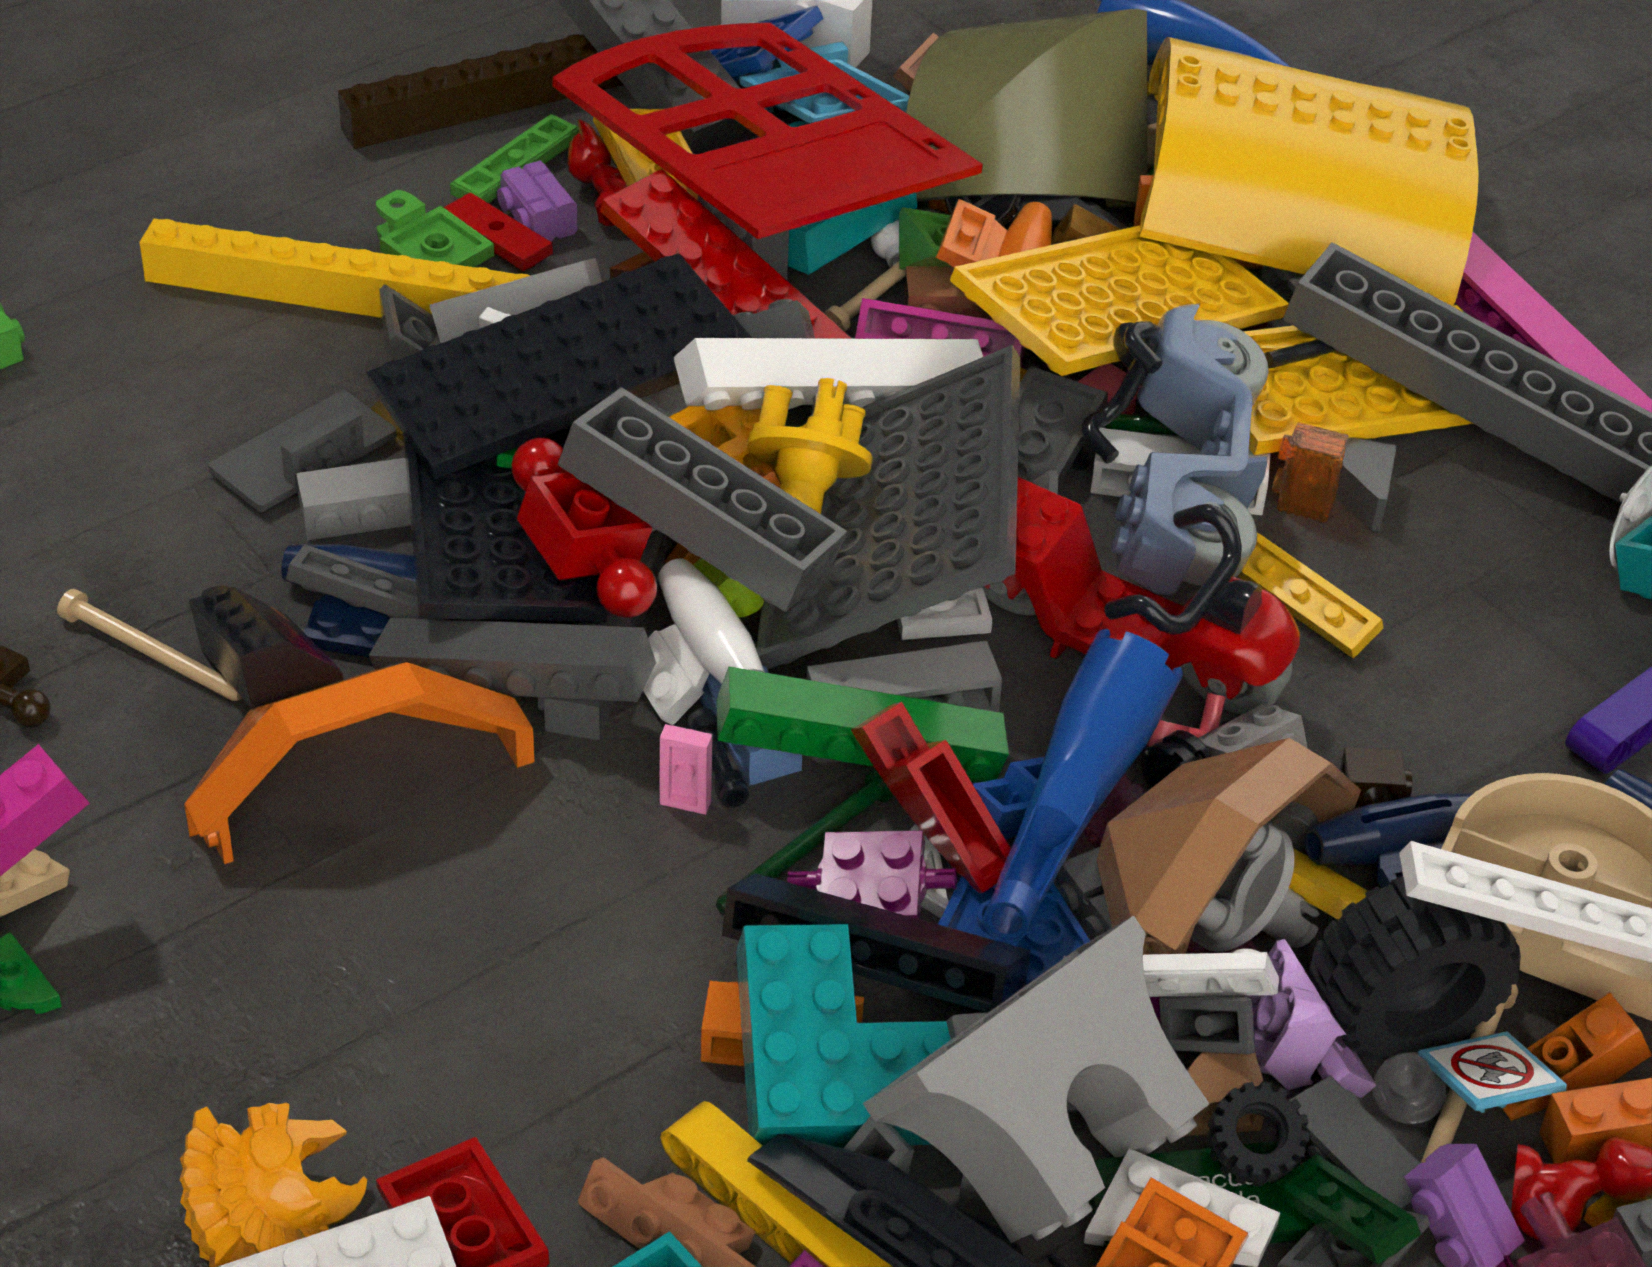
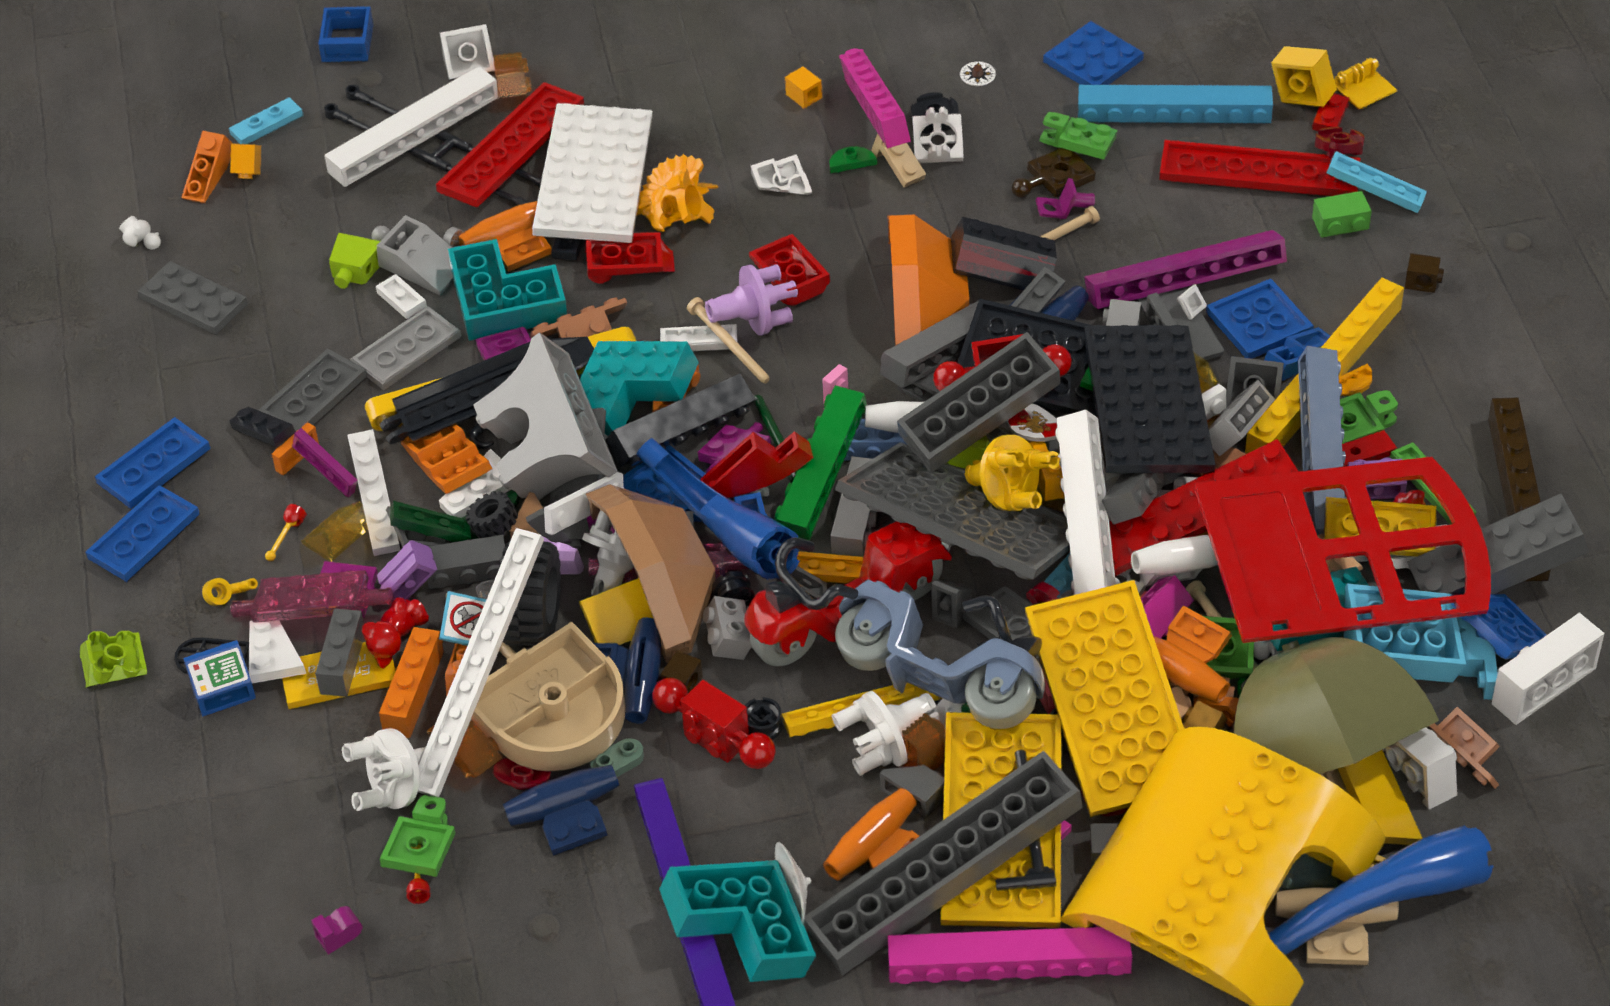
camera: 120 degrees right, 5 degrees up
(55, 639) = (1067, 200): none -> magenta bracket
(87, 233) = (1423, 273): none -> dark brown brick
(107, 1069) = (781, 176): none -> white slope
(185, 456) = (1186, 268): none -> magenta brick
(255, 370) = (1258, 318): none -> blue plate
(262, 433) = (1192, 302): none -> white slope
(316, 317) = (1294, 348): none -> blue slope
(381, 954) = (795, 264): none -> red slope
(490, 231) = (1320, 422): none -> sand blue brick
(527, 932) = (753, 300): none -> lavender piece
(570, 1033) = (696, 306): none -> tan bar
(624, 1033) = (698, 337): none -> white plate
(839, 281) = (1174, 557): none -> white plate
(1036, 678) = (831, 566): none -> light orange plate
(1319, 498) = (885, 728): none -> white piece
(1375, 668) = (764, 717): none -> black wheel
(1443, 696) = (714, 722): none -> red brick
(1479, 486) = (873, 836): none -> orange plate

